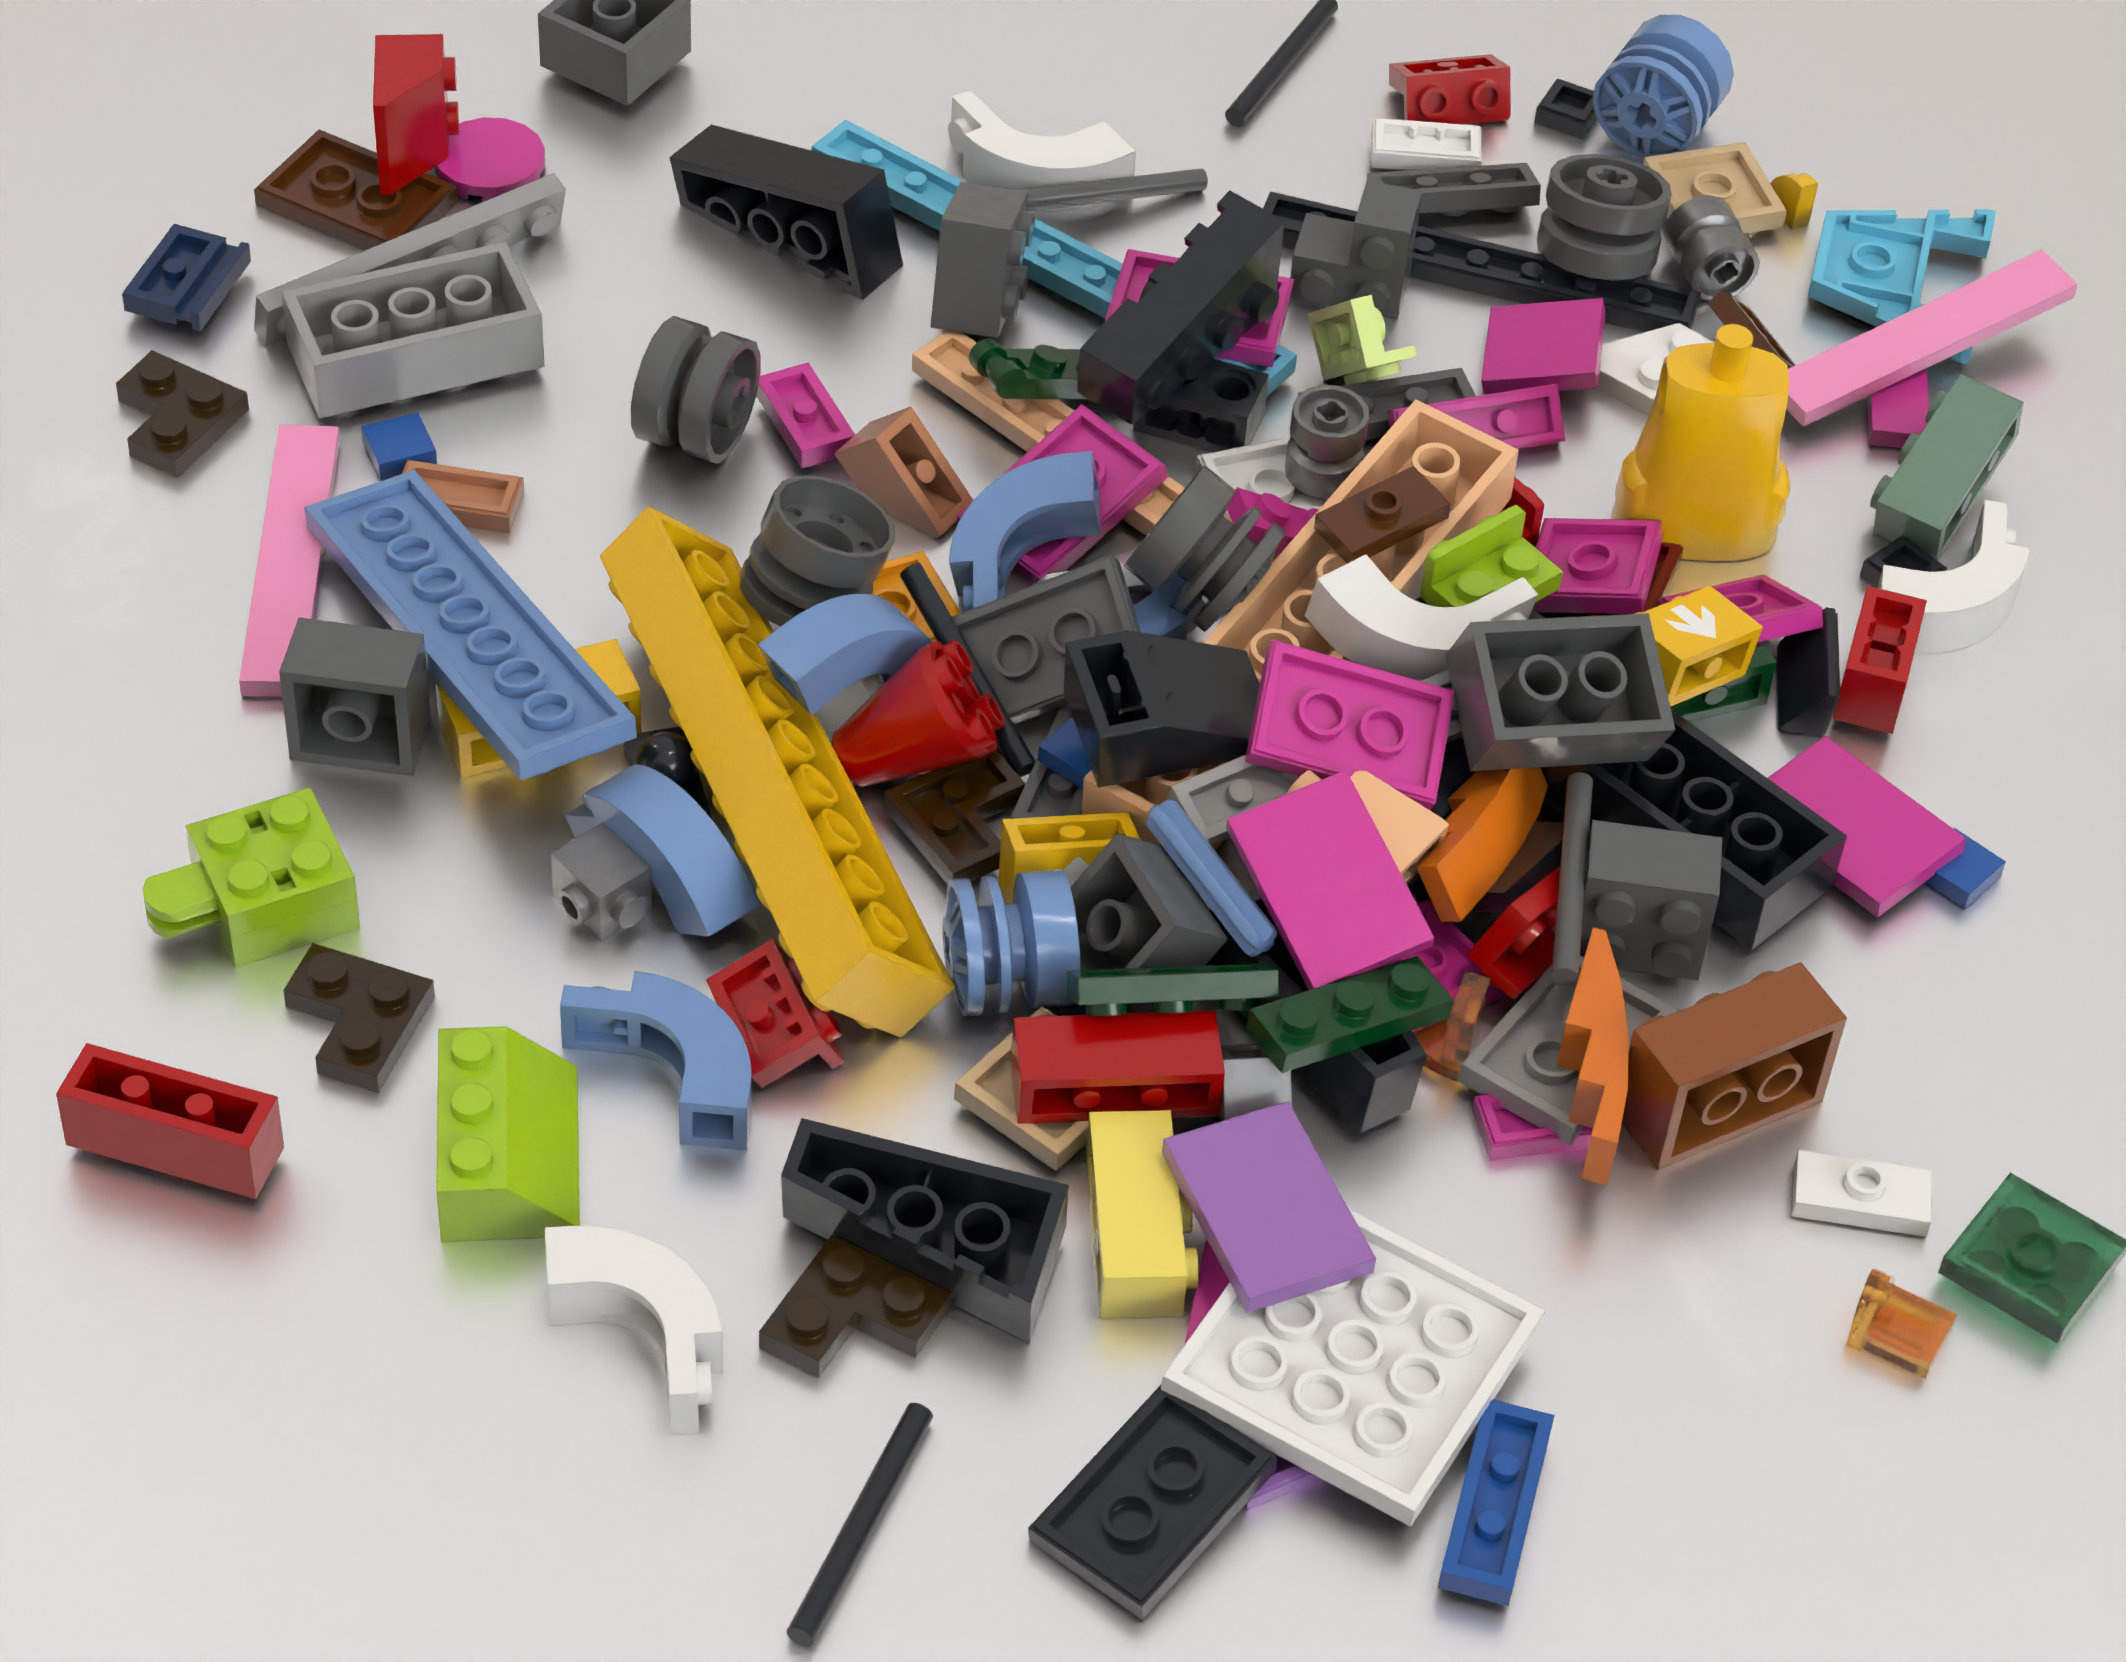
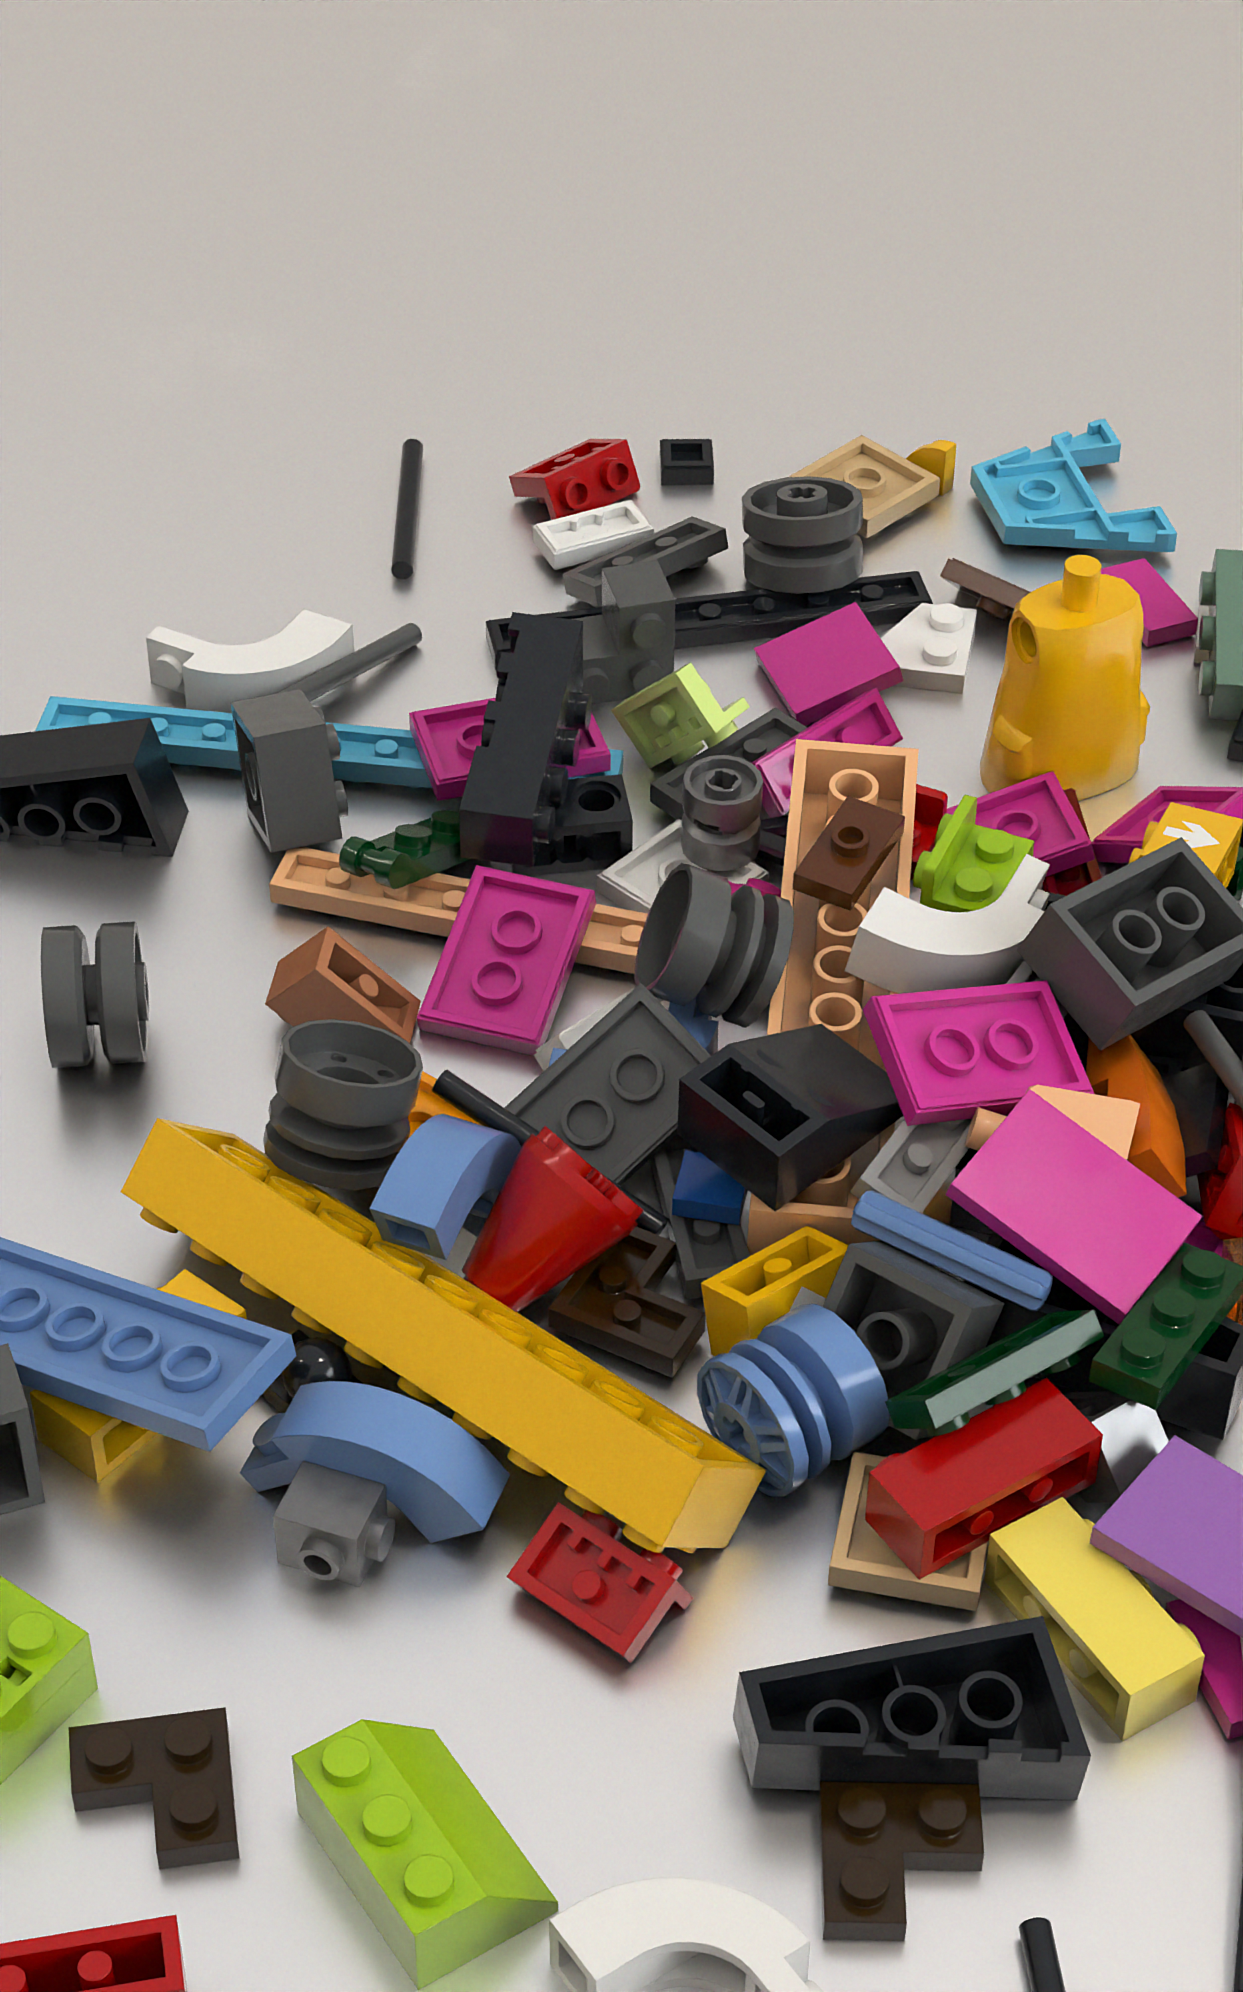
camera: 25 degrees left, 5 degrees down
(681, 1033) = (538, 1647): medium blue arch -> none
(804, 414) = (205, 981): dark pink plate -> none
(1017, 513) = (491, 984): medium blue arch -> none
(1663, 86) = (768, 410): medium blue wheel -> none
(1711, 247) = (906, 529): flat silver wheel -> none
(1926, 336) = (1160, 507): bright pink tile -> none

